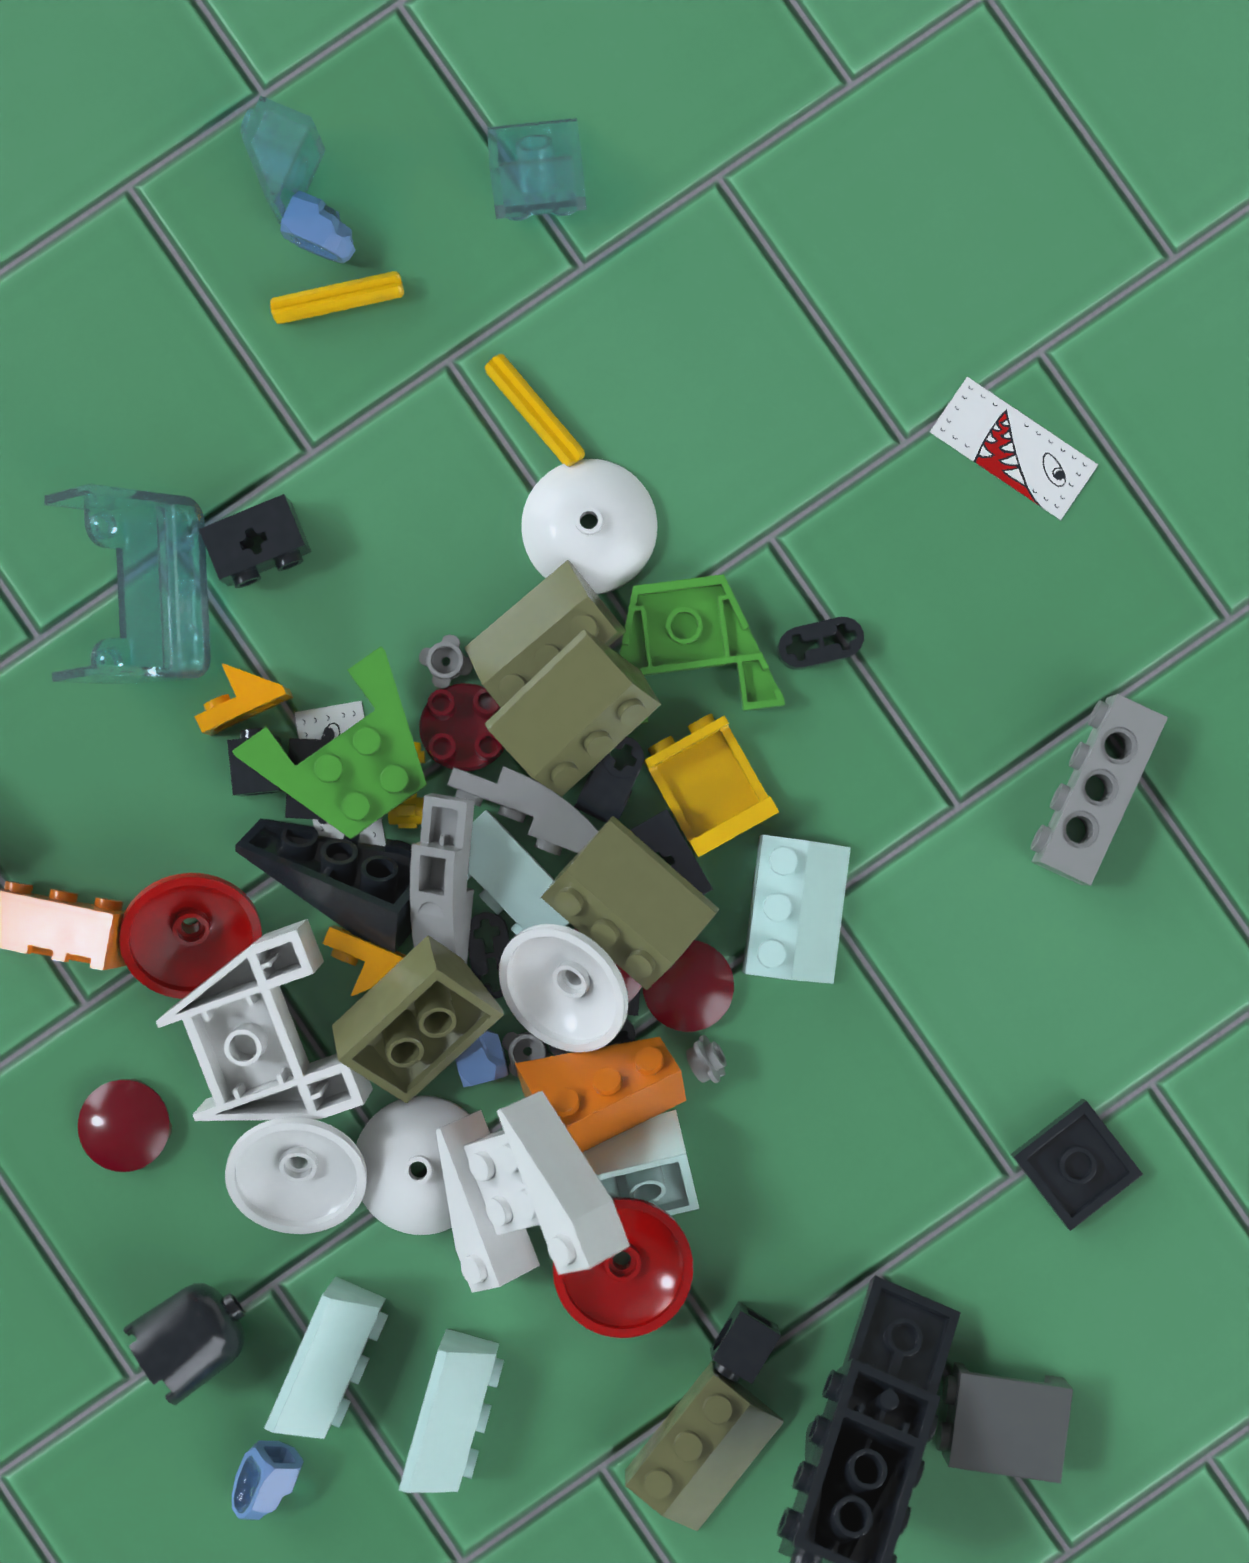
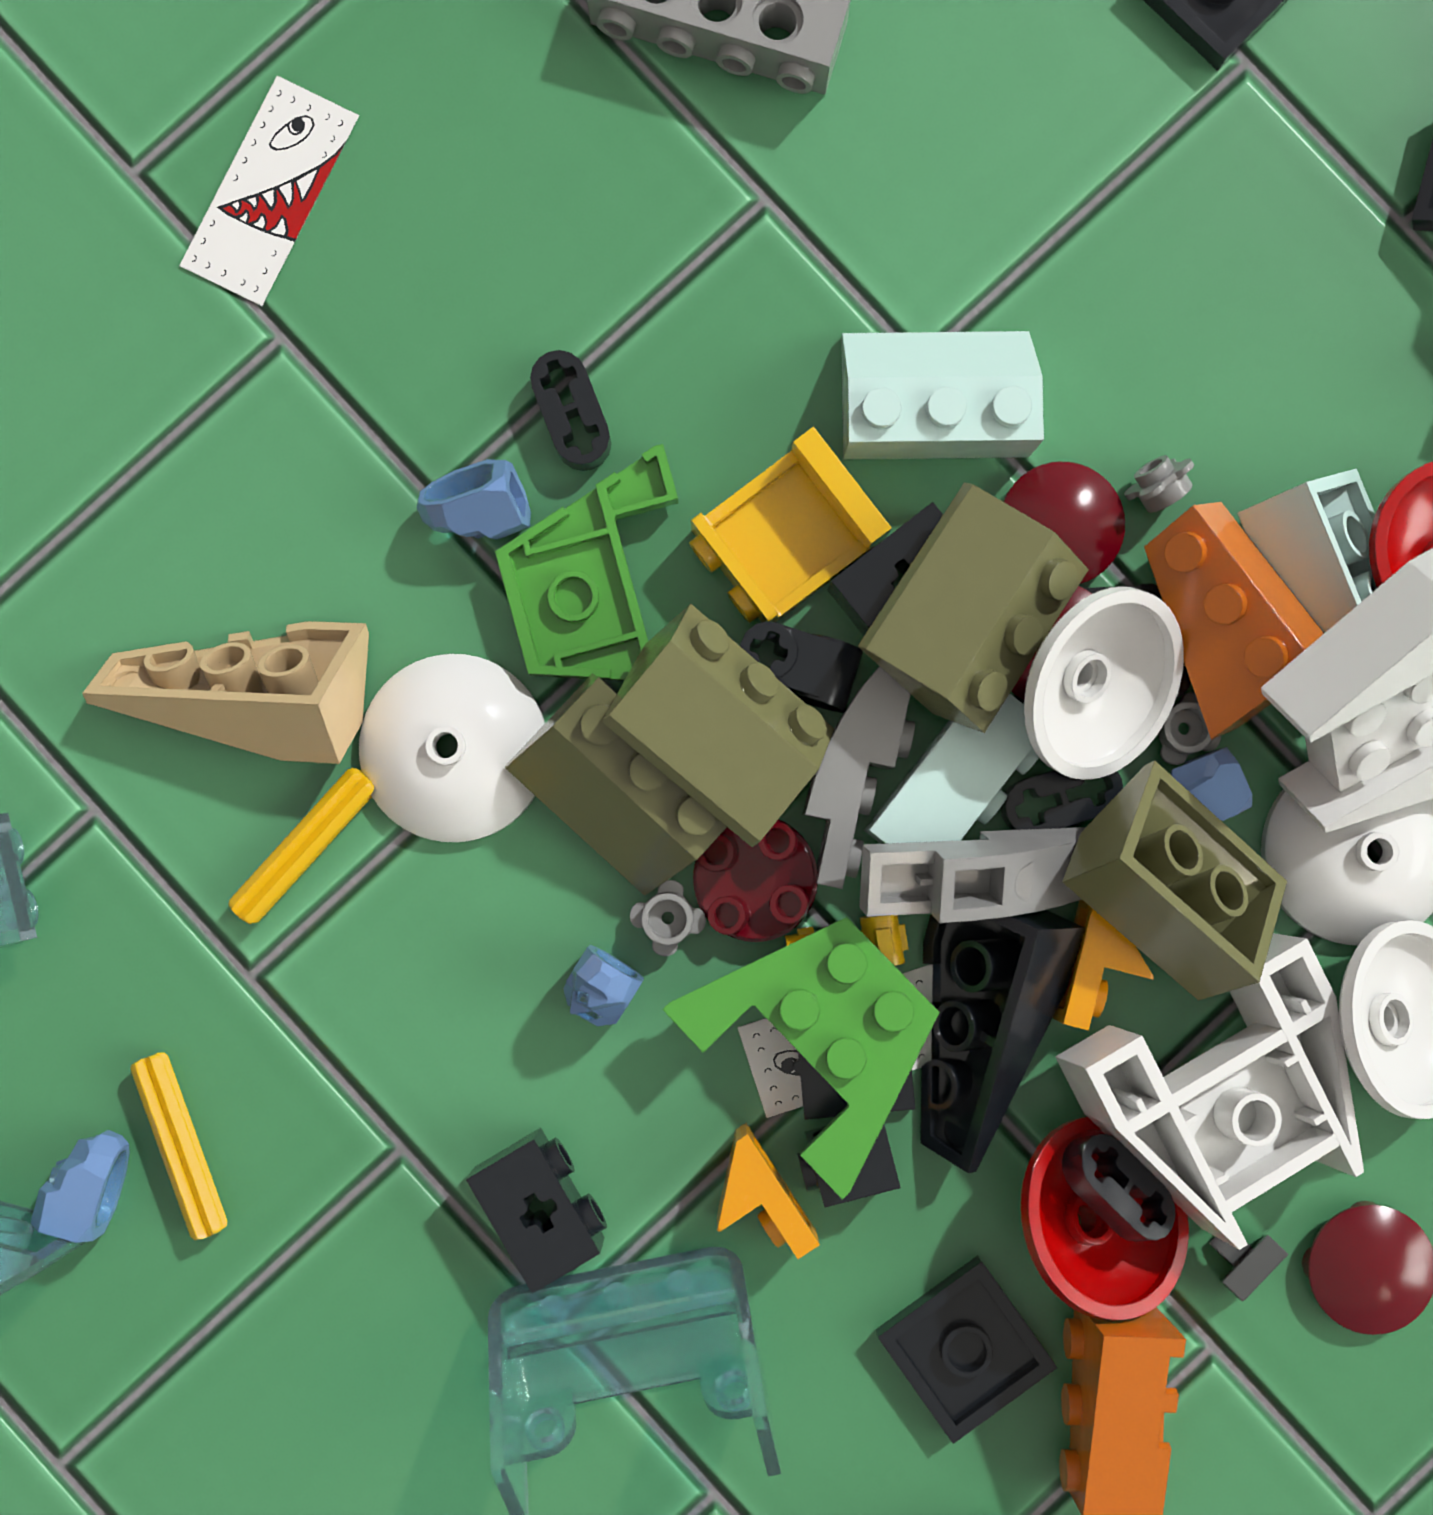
camera: 100 degrees left, 0 degrees up
(112, 828) = (965, 1349): none -> black tile
(142, 1036) = (1249, 1264): none -> dark grey tile
(212, 949) = (1115, 1193): none -> black beam
(404, 607) = (600, 987): none -> medium blue rock
(645, 402) = (269, 696): none -> tan wedge
(762, 566) = (476, 501): none -> medium blue rock

